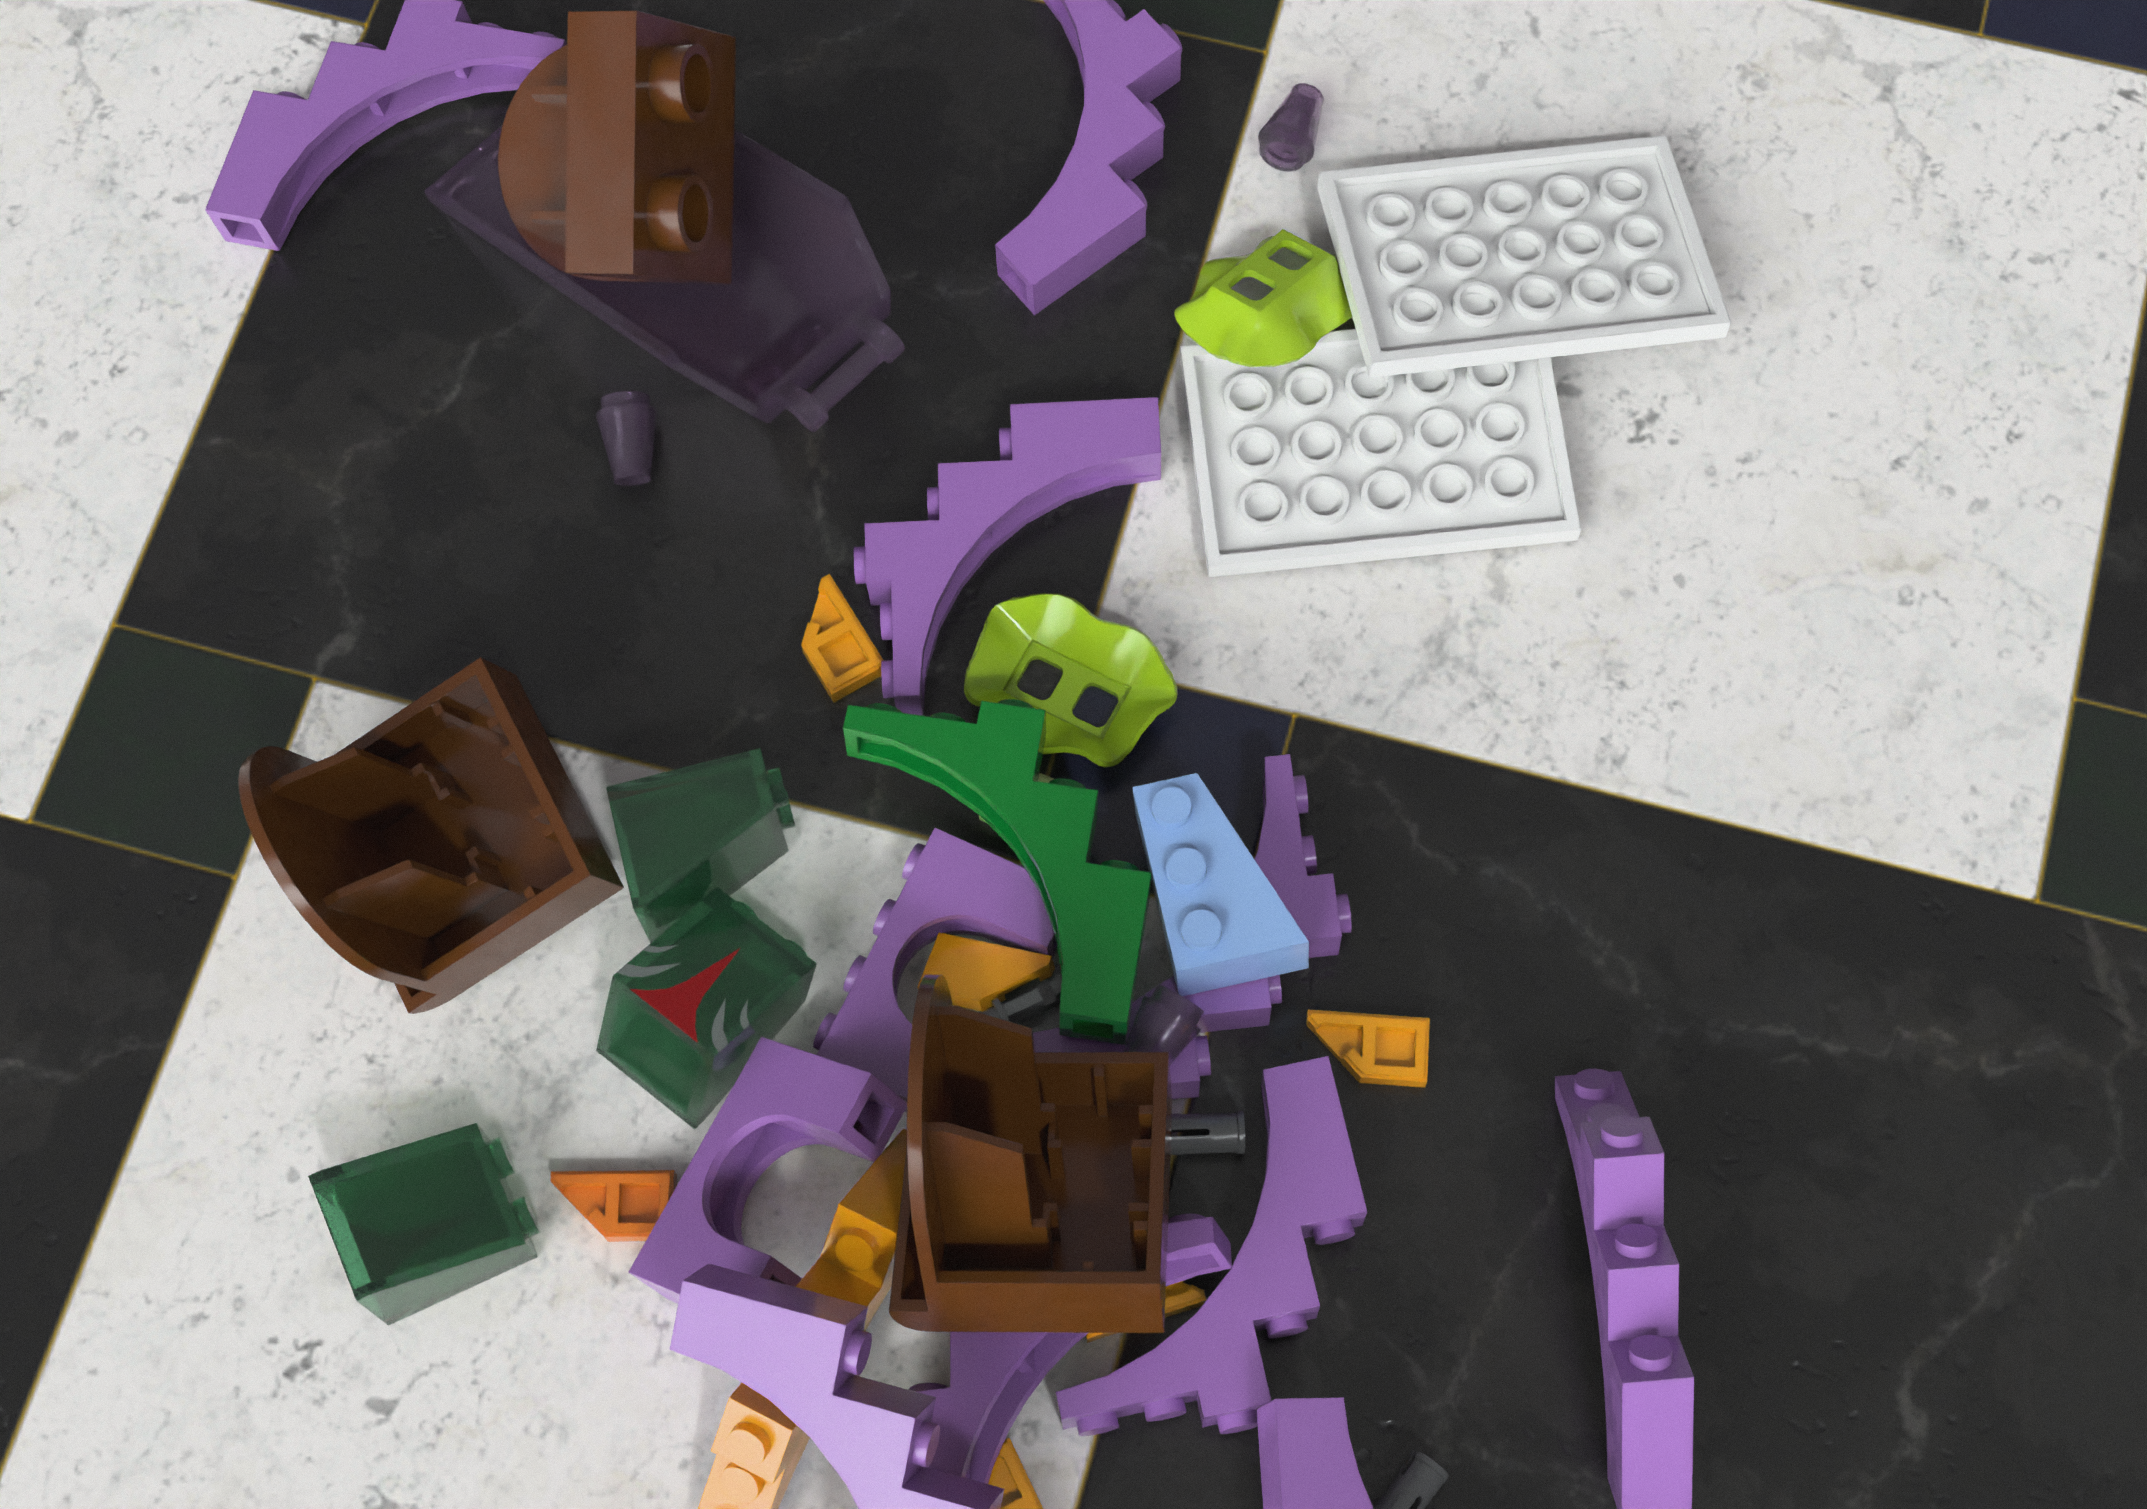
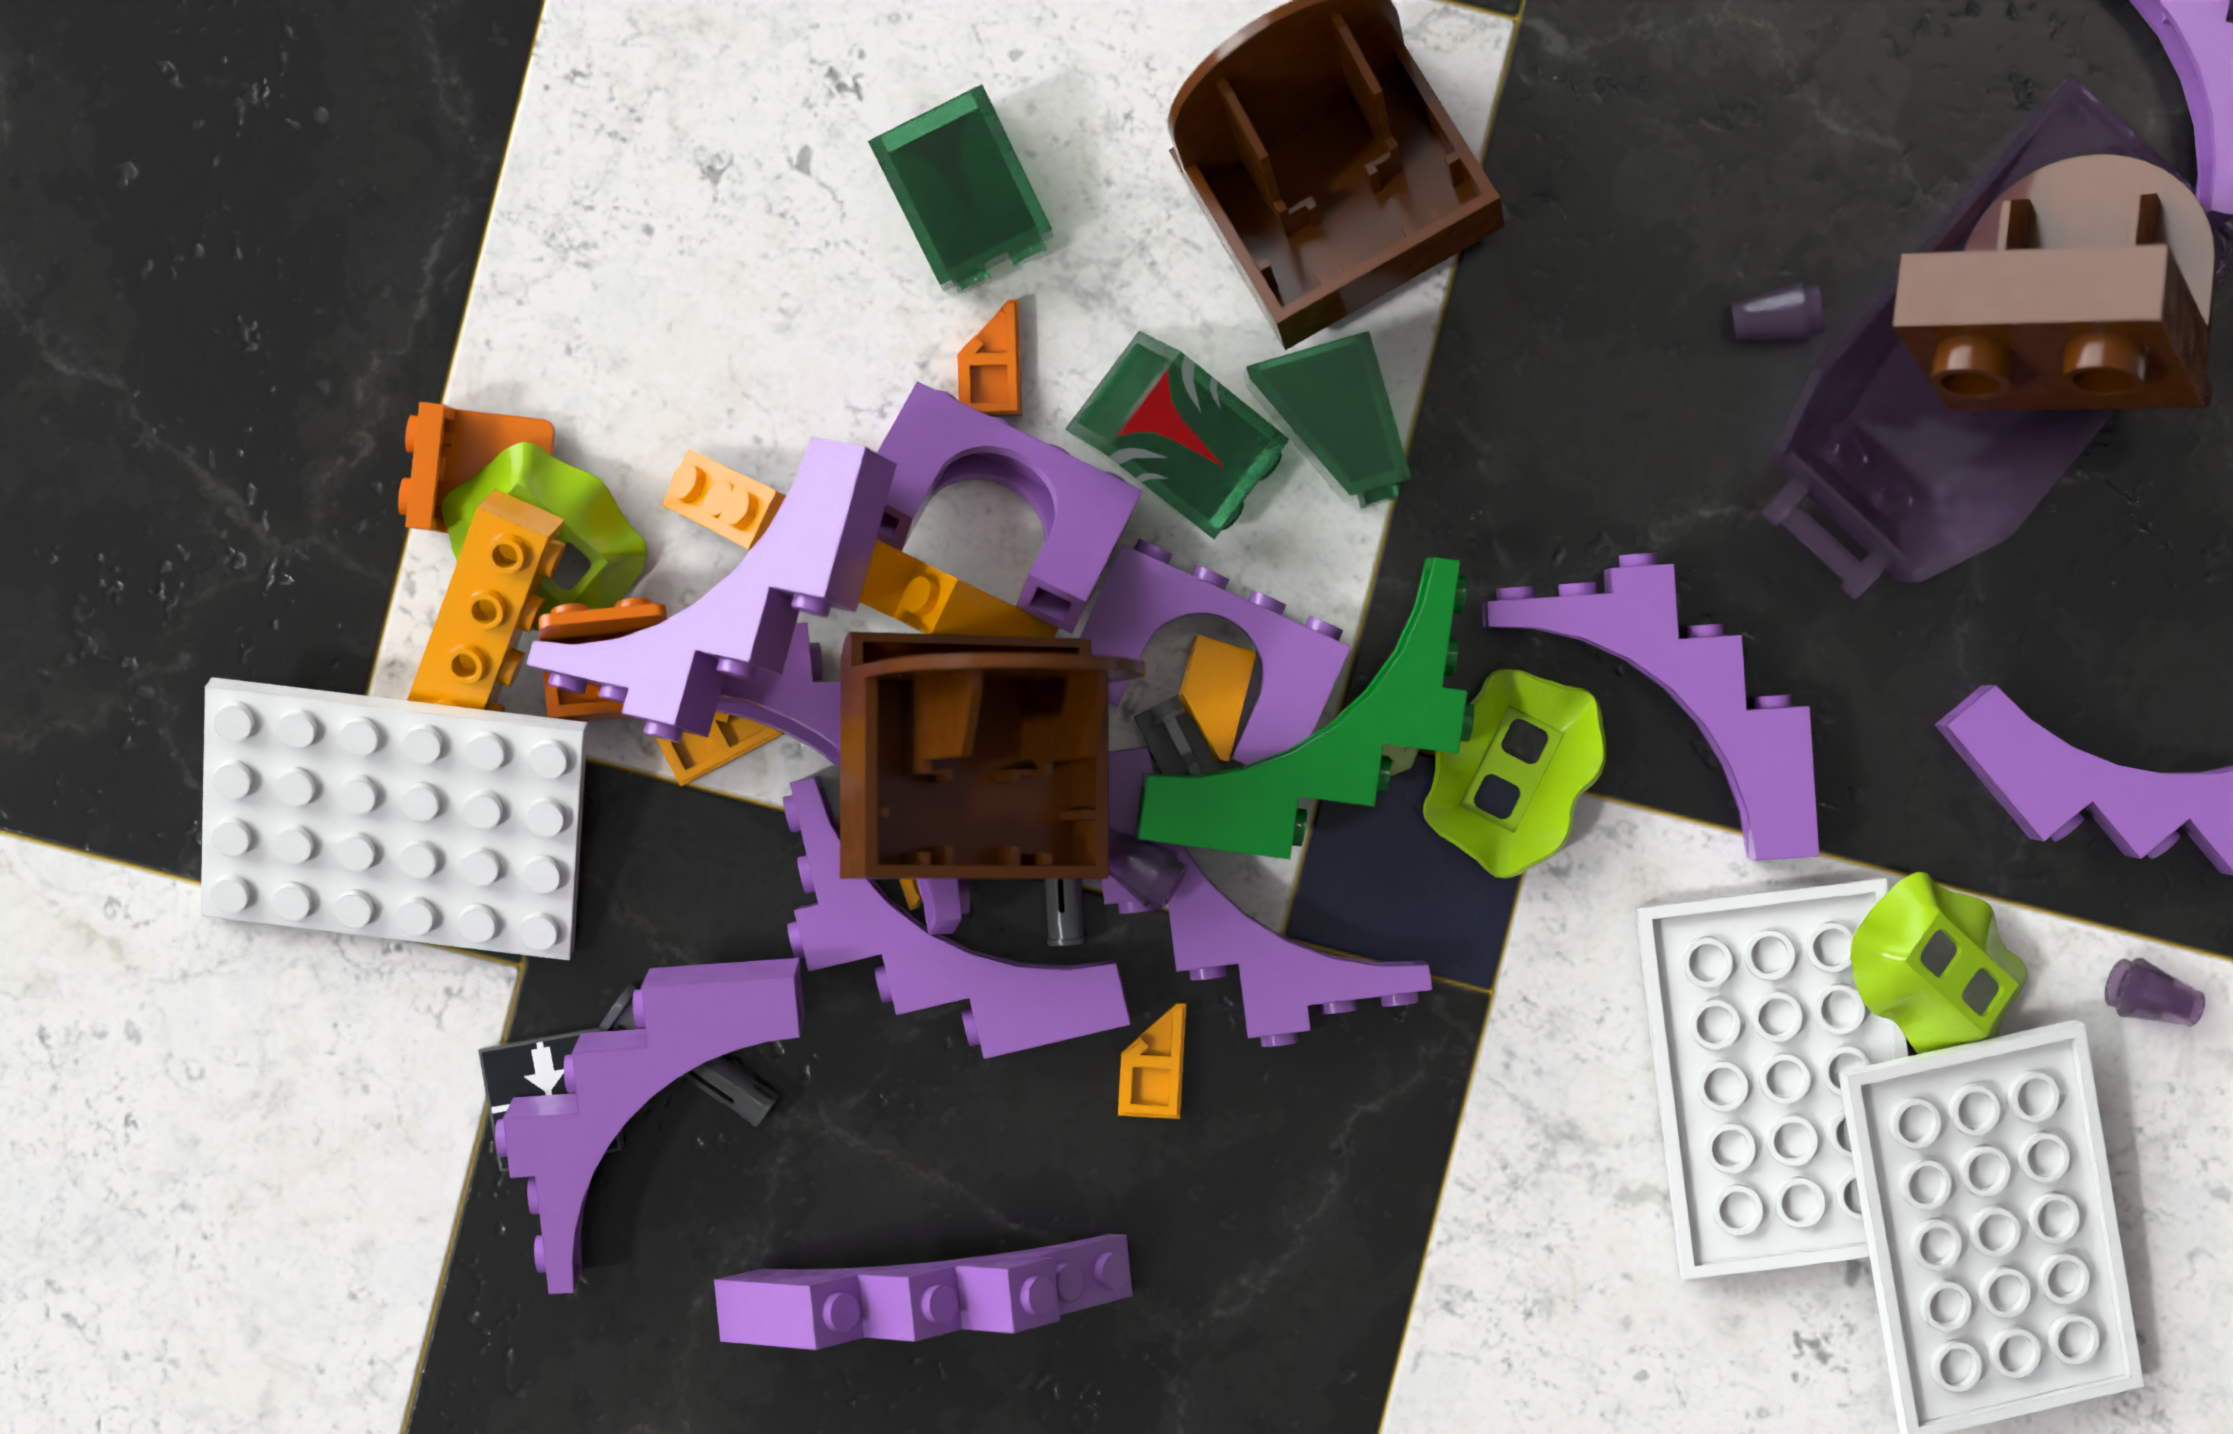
camera: 85 degrees right, 20 degrees up
(839, 644) = (1558, 540): light orange tile -> none
(1210, 893) = (1279, 912): light blue wedge -> none

